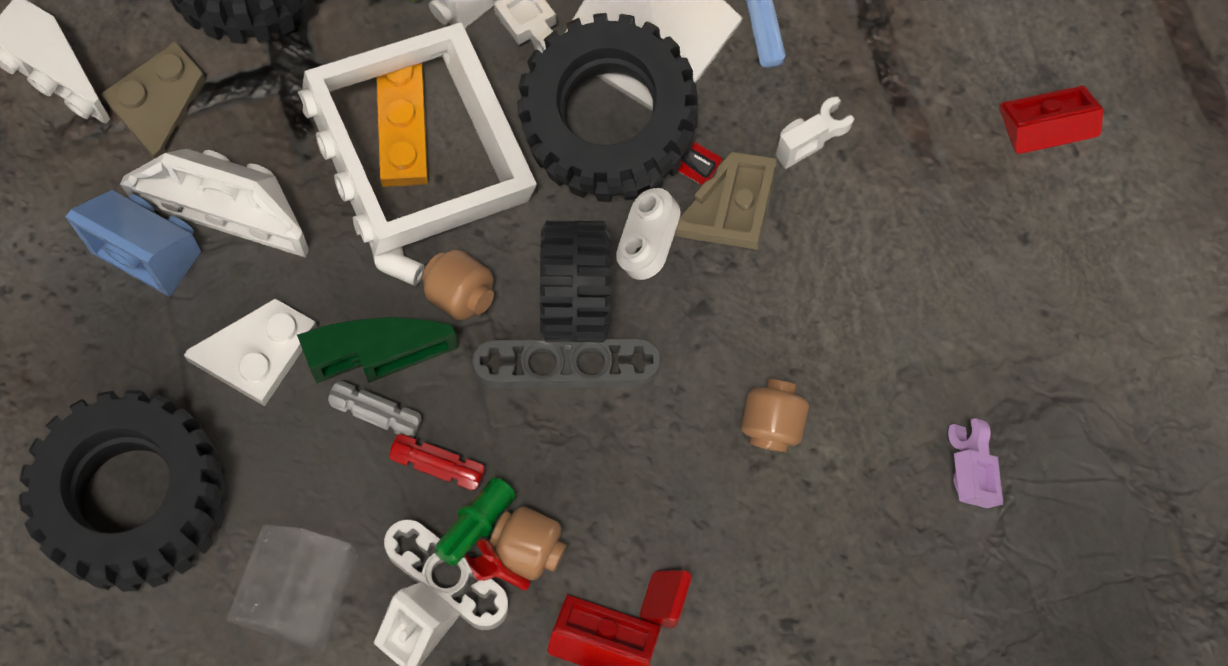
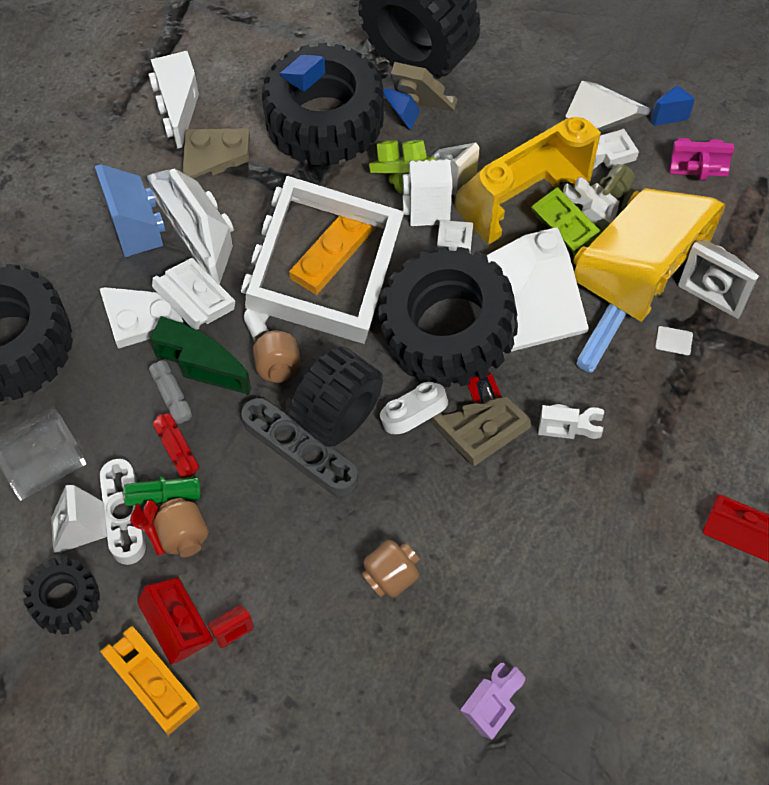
camera: 45 degrees right, 10 degrees down
(299, 282) = (193, 293): none -> white plate

